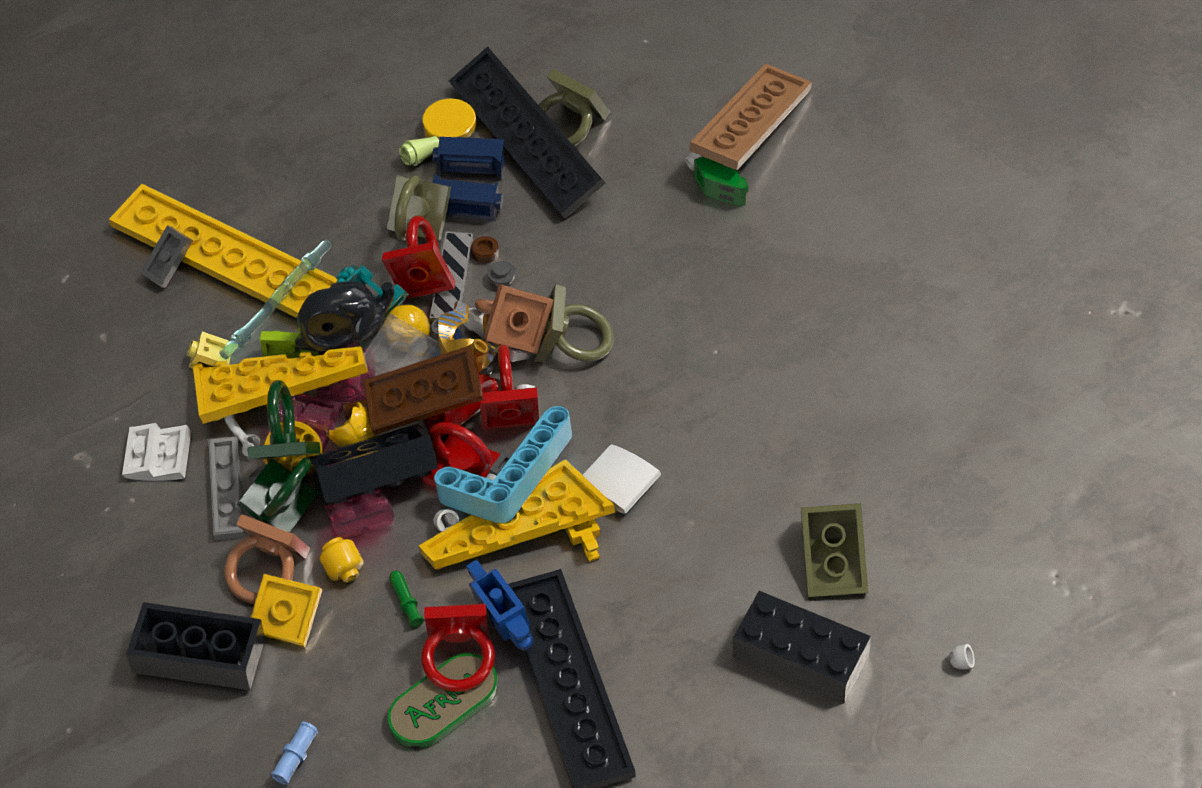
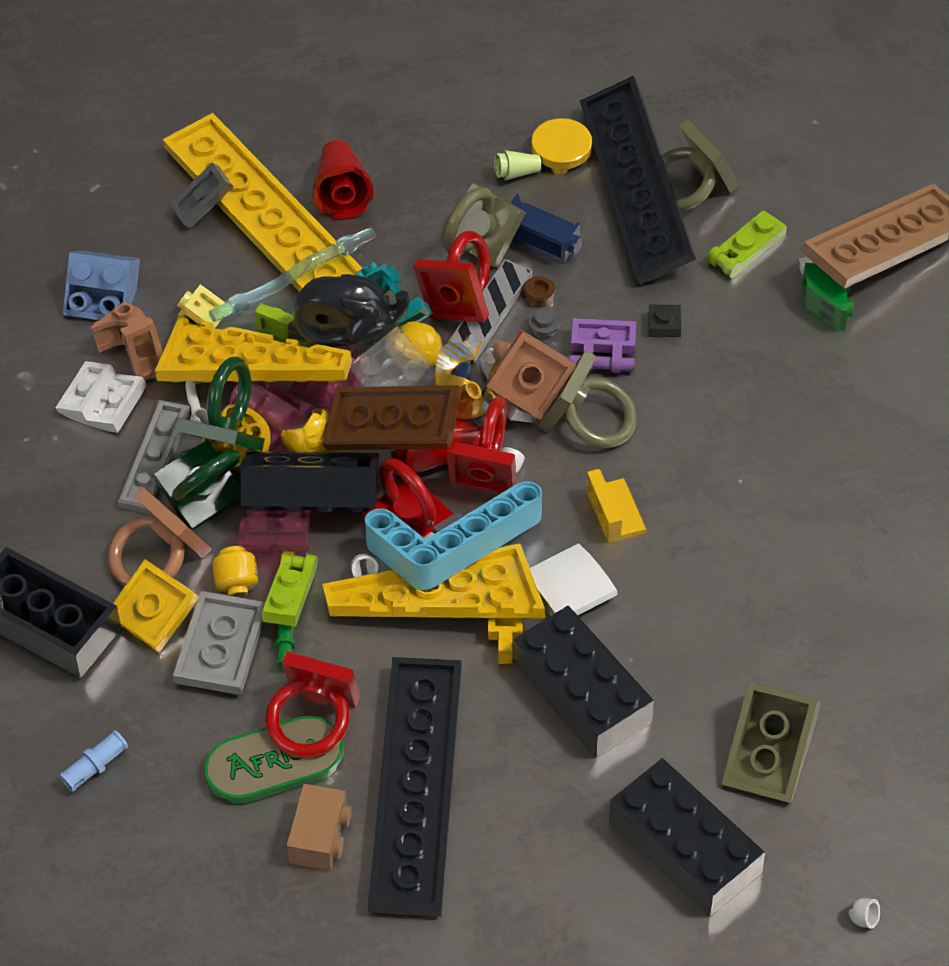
camera: 20 degrees right, 0 degrees up
(113, 360) = (98, 283): none -> medium blue slope
(161, 387) = (131, 328): none -> nougat tile
(281, 208) = (341, 182): none -> red cone
(355, 621) = (220, 643): none -> light grey plate
(393, 558) = (289, 589): none -> lime plate
(470, 155) = (566, 186): dark blue window -> none
(502, 605) = (374, 678): blue hinge -> none
(505, 741) = (318, 827): none -> medium nougat brick
(559, 269) = (605, 337): none -> medium lavender plate
(598, 241) = (664, 320): none -> pearl dark grey plate
(625, 406) = (614, 507): none -> yellow panel
(637, 158) = (747, 244): none -> lime plate
(665, 552) = (582, 681): none -> black brick

